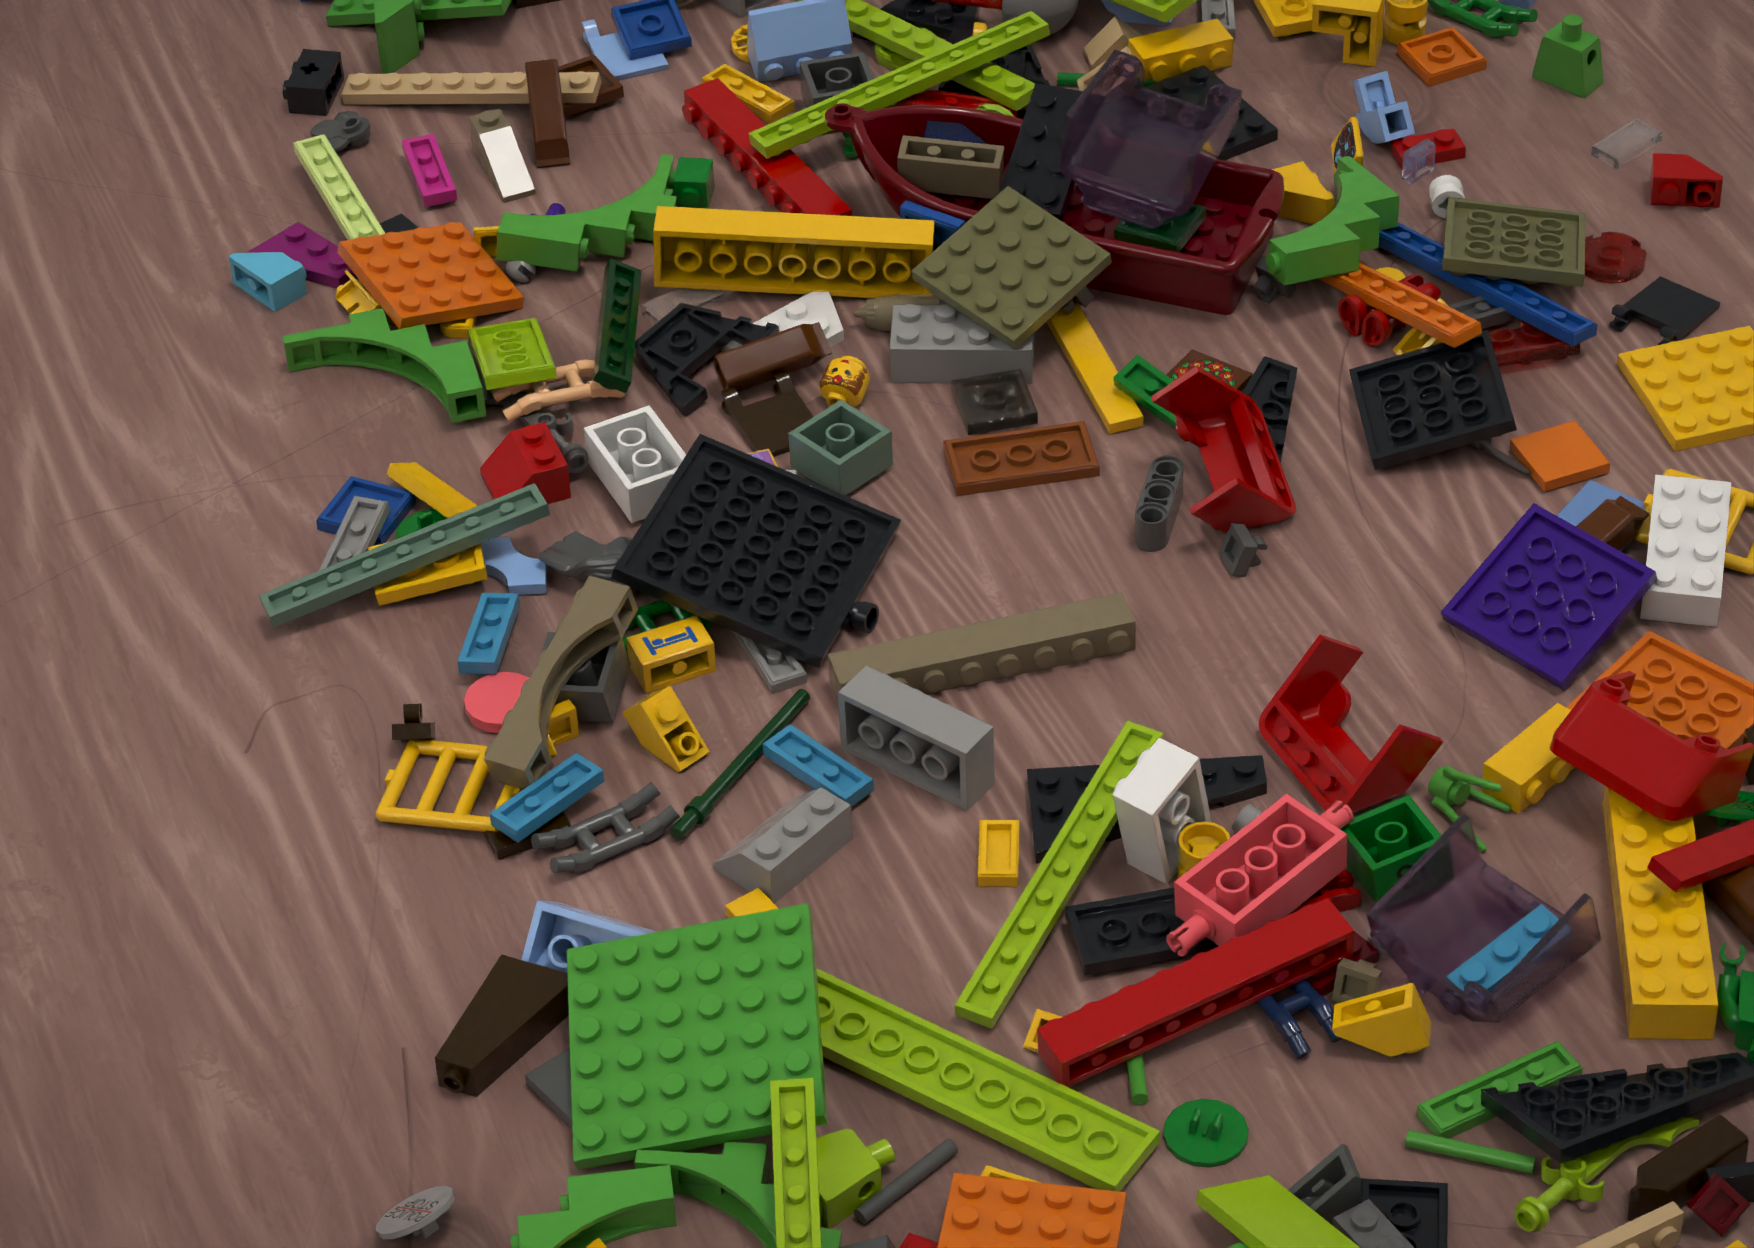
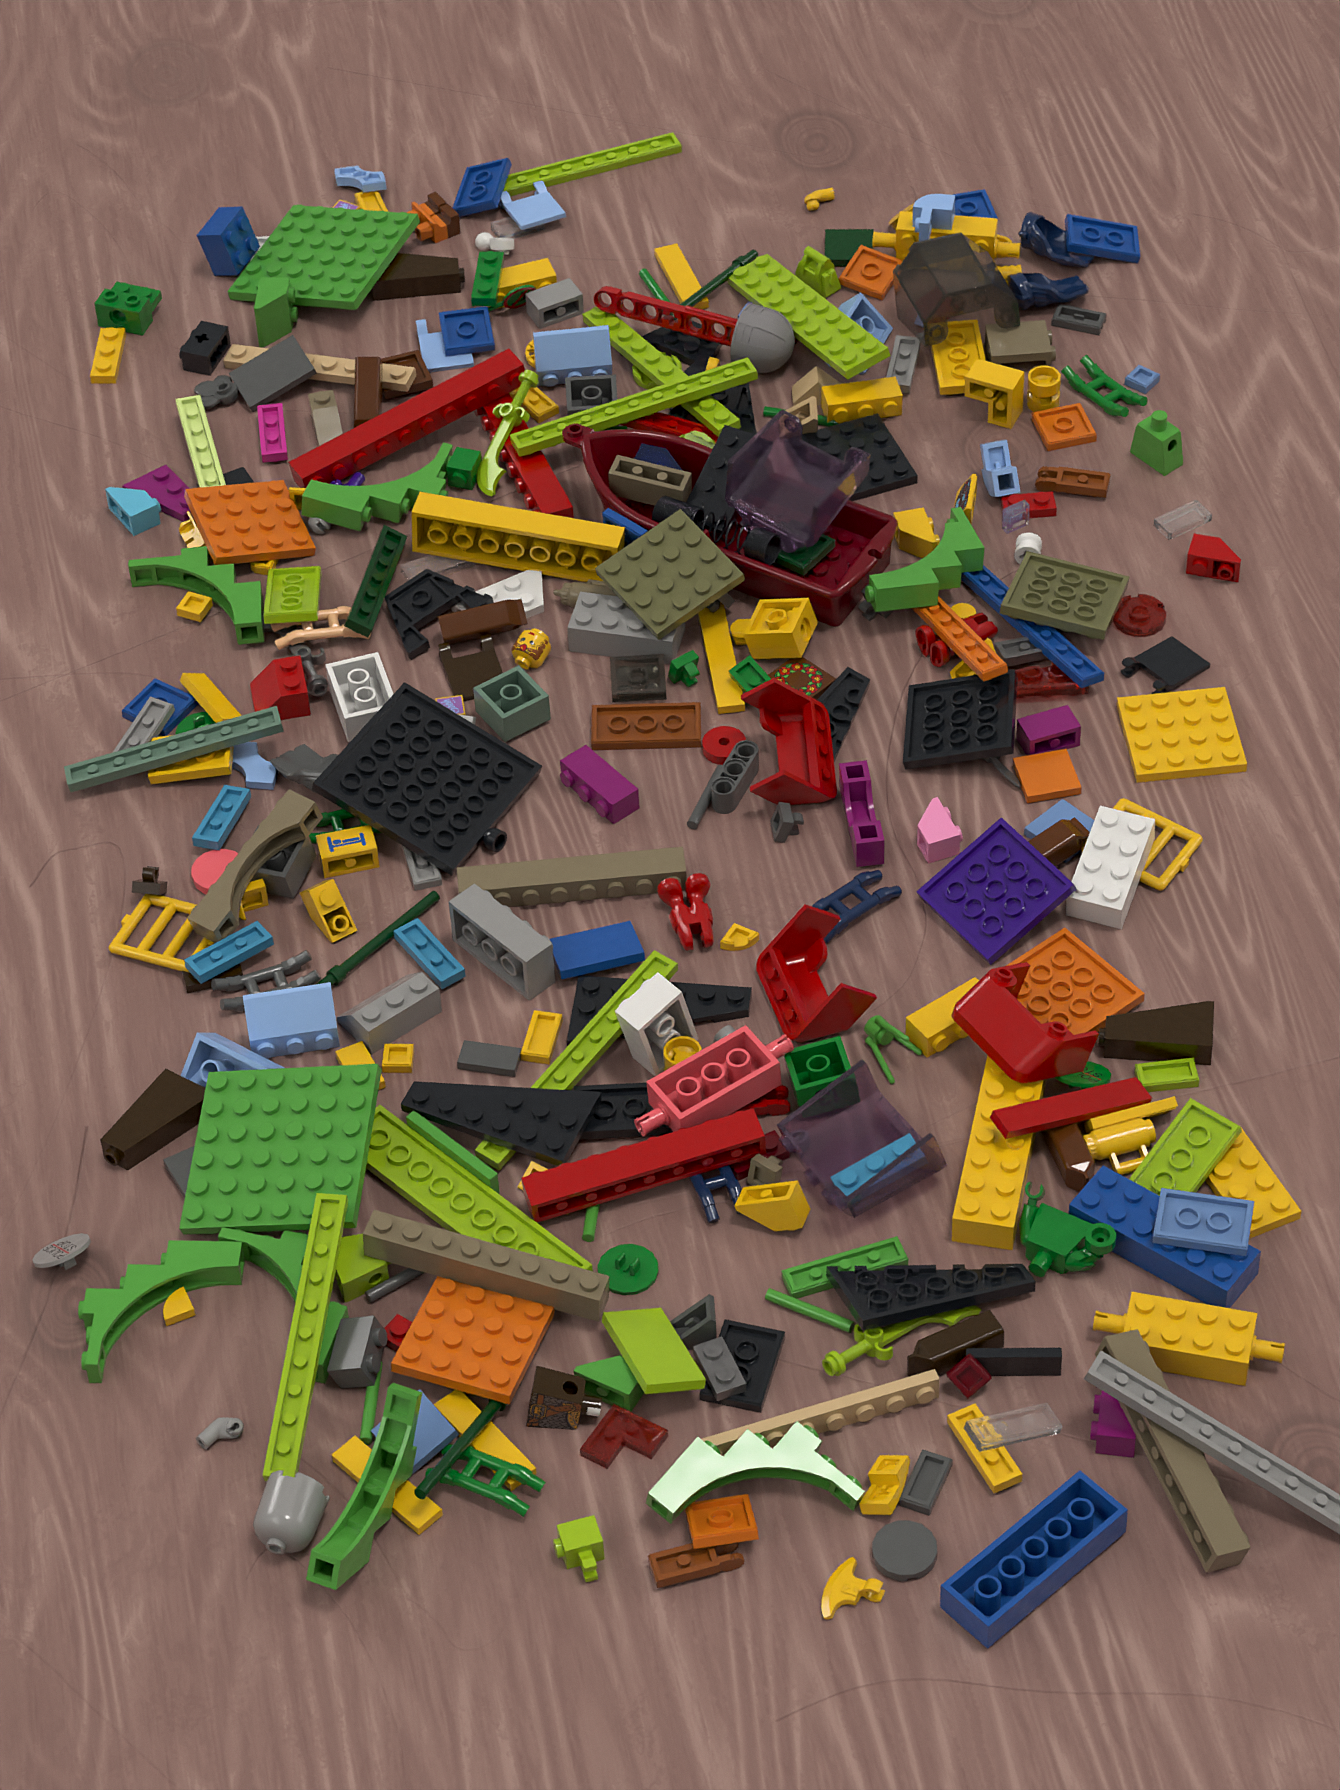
camera: 10 degrees right, 5 degrees up
(186, 105) = (108, 355): none -> yellow plate
(199, 47) = (127, 307): none -> green brick
(381, 384) = (194, 606): none -> yellow plate
(413, 99) = (272, 373): none -> dark grey tile
(611, 132) = (409, 421): none -> red brick
(659, 871) = (291, 1020): none -> light blue slope
(727, 183) = (513, 414): none -> lime sword
(818, 898) = (398, 1058): none -> yellow tile
(926, 1007) = (453, 1150): none -> bright green tile
(936, 888) = (489, 1058): none -> dark grey tile
(984, 533) = (599, 784): none -> magenta brick
(1011, 956) = (518, 1118): none -> black wing
(1022, 1148) = (486, 1265): none -> dark tan brick
(1046, 734) = (596, 950): none -> blue tile
(1053, 384) = (684, 669): none -> green tile
(1116, 221) = (758, 545): none -> black piece
(1126, 468) = (719, 743): none -> red piece
(1126, 535) = (703, 803): none -> dark grey bar
(1156, 676) = (691, 919): none -> red piece
(1159, 321) = (776, 628): none -> yellow brick
(1224, 698) = (739, 938): none -> yellow tile
(1354, 553) = (858, 805): none -> magenta arch
(1382, 631) = (867, 900): none -> dark blue piece
(1446, 539) = (937, 834): none -> bright pink slope
(1476, 114) = (1073, 481): none -> dark orange hinge
(1548, 401) = (1048, 731): none -> magenta brick

